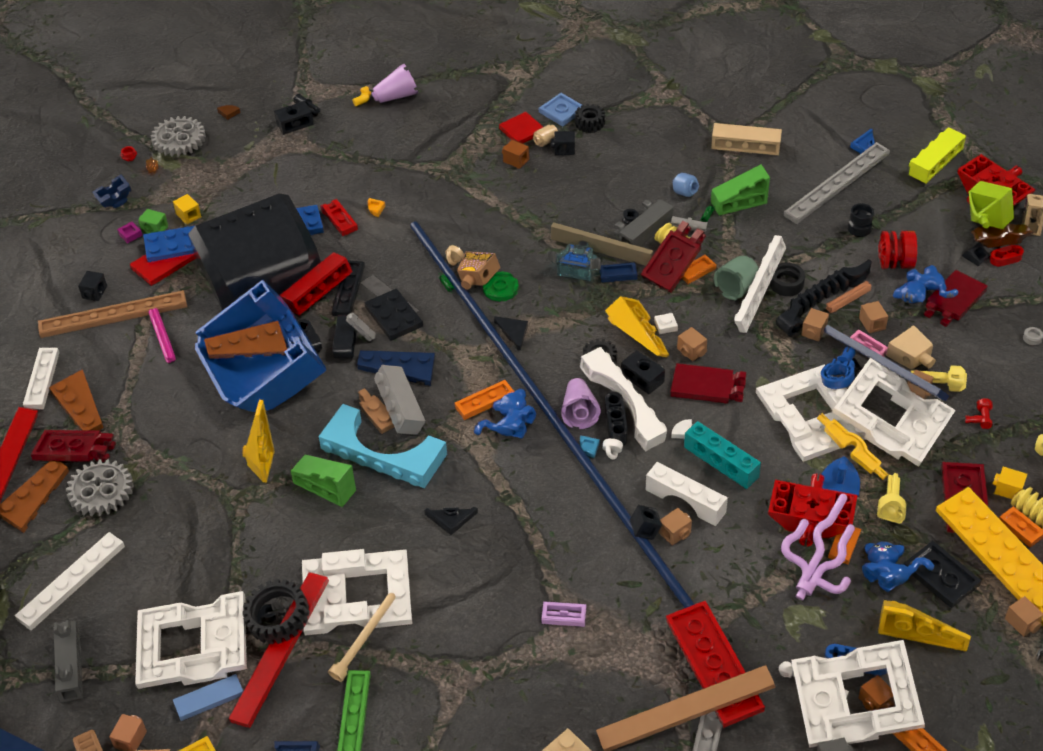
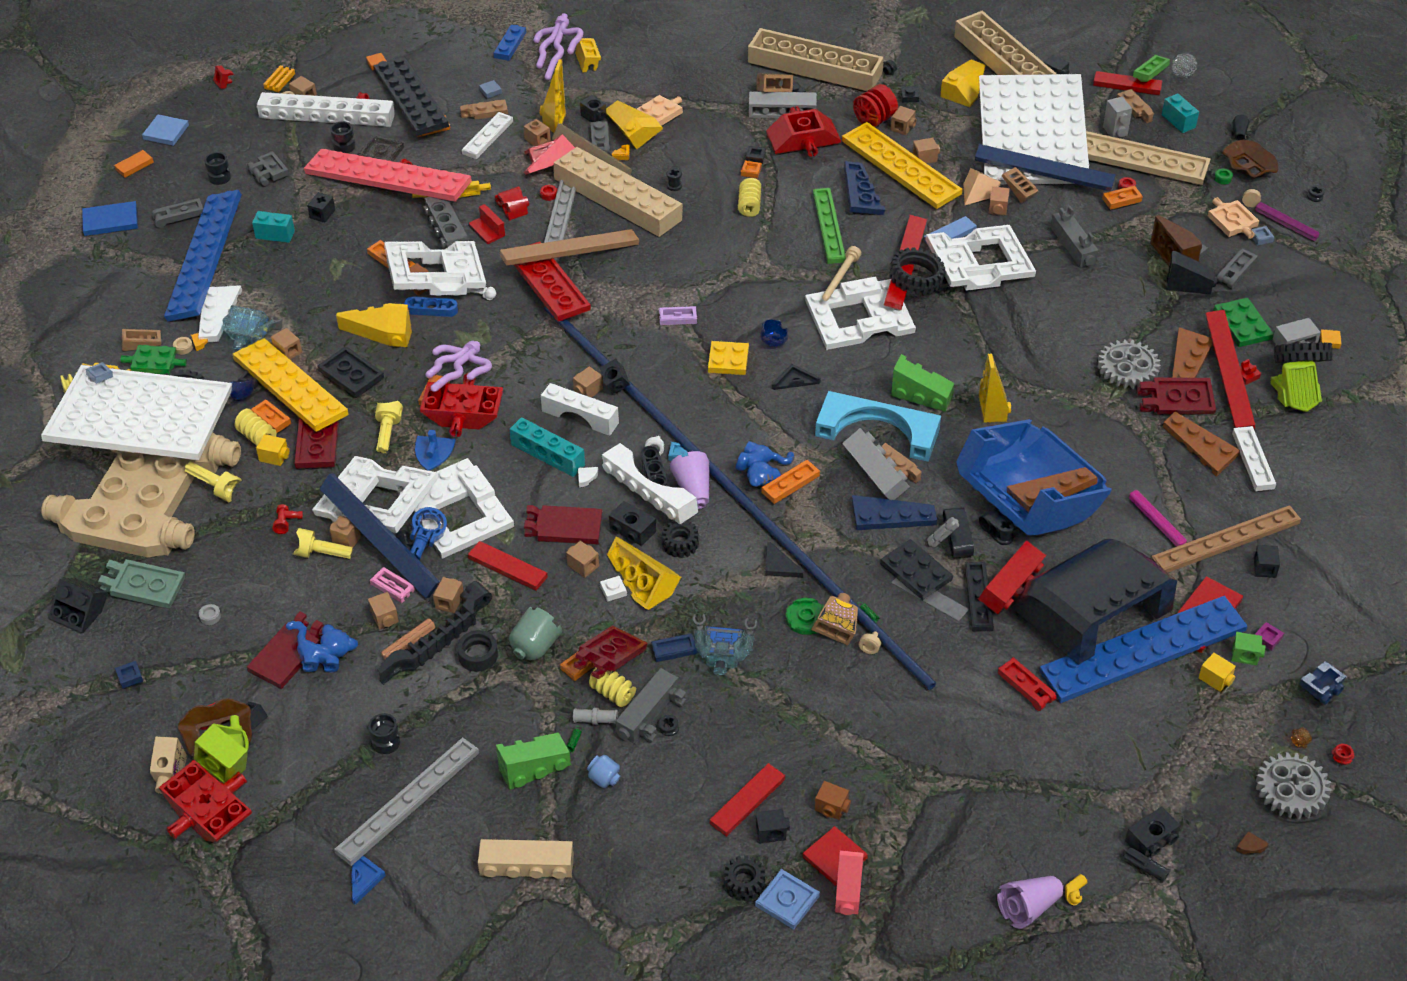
camera: 170 degrees right, 0 degrees up
(69, 581) = (1109, 298): white plate -> none
(376, 206) = (988, 709): light orange tile -> none
(461, 563) = (773, 333): none -> clear blue hair
(516, 550) = (728, 358): none -> yellow plate
(518, 93) = (849, 882): none -> coral slope
(543, 136) = (798, 836): tan brick -> none
(577, 165) = (747, 799): none -> red tile
(602, 244) = (700, 673): dark tan tile -> none
(760, 284) = (513, 616): white plate -> none
(762, 352) = (507, 565): none -> red tile
(860, 453) = (408, 459): yellow piece -> none
(884, 567) = (402, 368): blue animal -> none
(902, 249) = (345, 685): red wheel -> none
(911, 349) = (346, 576): tan torso -> none
(937, 155) = (271, 849): neon yellow brick -> none

